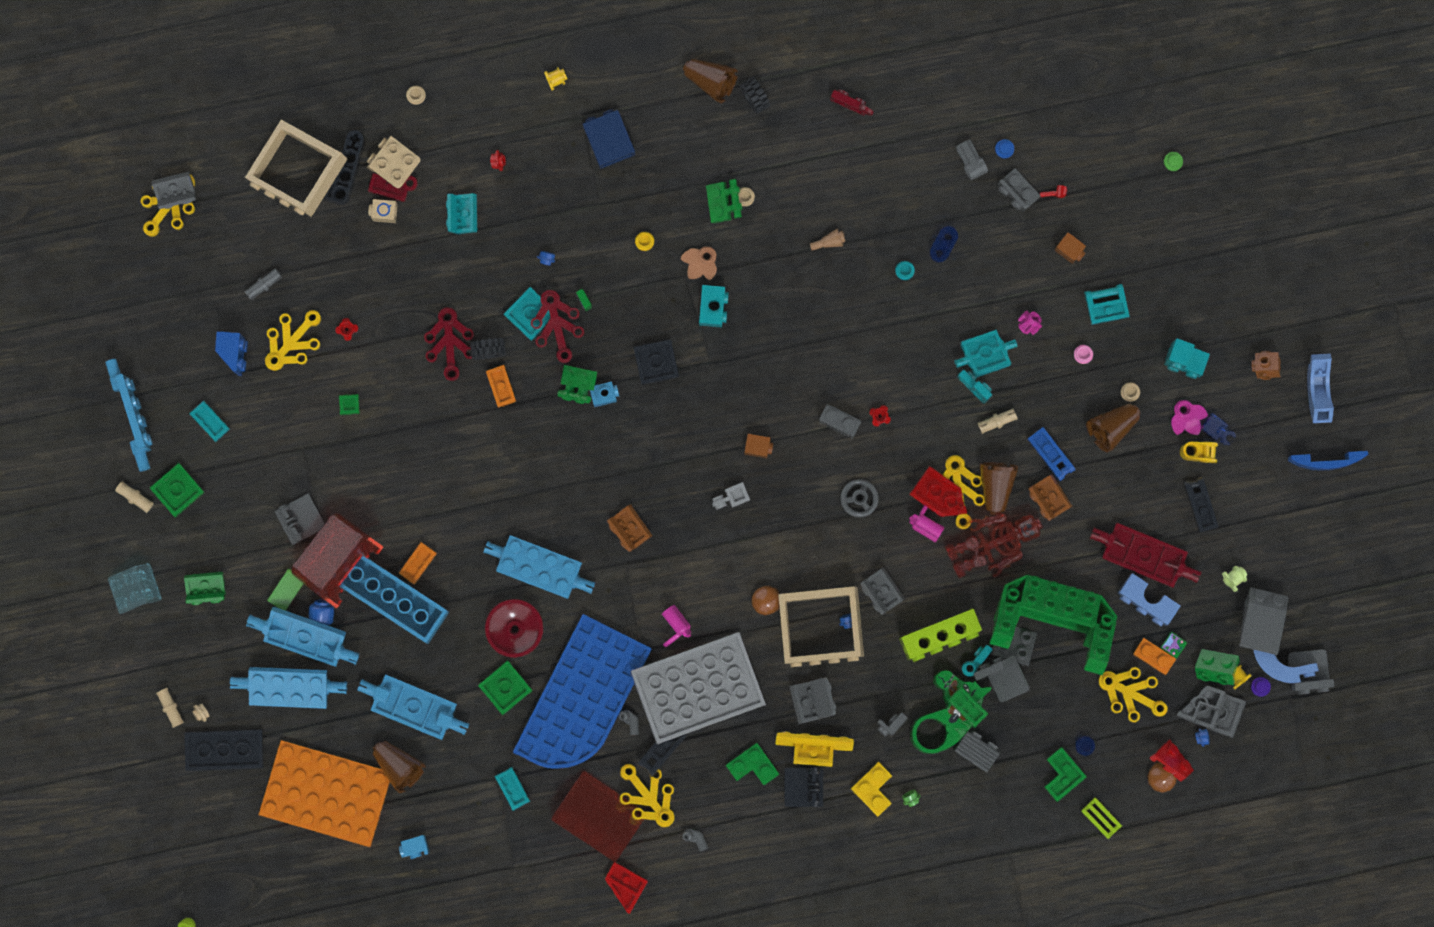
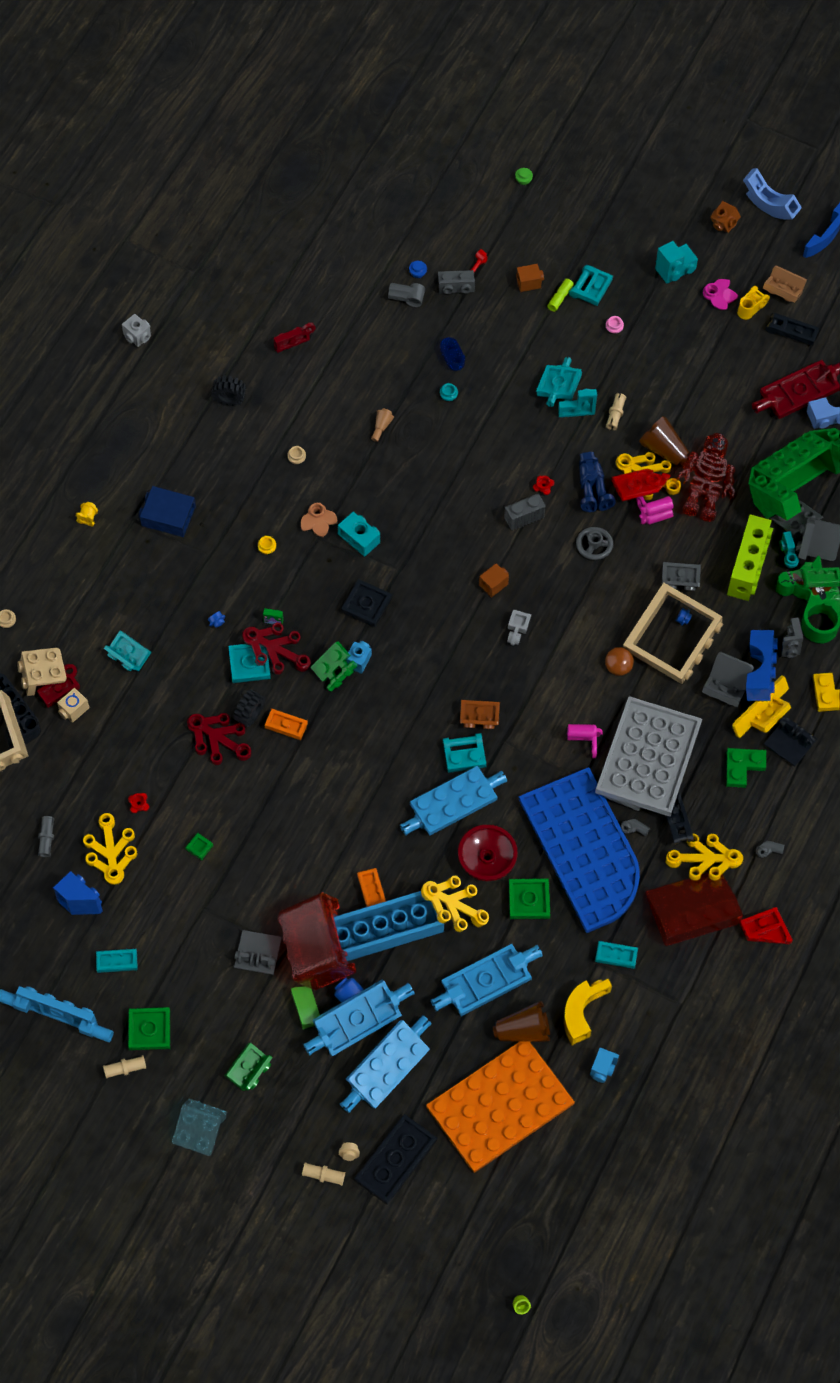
camera: 50 degrees left, 20 degrees down
(439, 792) = (574, 1021): none -> yellow arch
(449, 635) = (452, 903): none -> yellow plant
(497, 160) = (111, 597): red plate -> none
(584, 546) = (466, 758): none -> teal plate
(712, 78) = (187, 410): reddish brown cone -> none
(719, 202) = (284, 474): green plate -> none
(827, 729) = (759, 683): none -> blue arch
(920, 447) = (592, 474): none -> dark blue piece
(1029, 322) = (561, 339): dark pink gear -> none
(1049, 497) = (704, 417): dark orange bracket -> none
(1051, 453) = (671, 395): blue plate -> none
(1072, 287) = (562, 292): none -> lime piece
(1113, 426) = (686, 342): reddish brown cone -> none
(1130, 392) = (669, 315): tan plate -> none
(1216, 428) = (743, 281): clear blue plate -> none
(1239, 466) = (785, 284): none -> medium nougat bracket

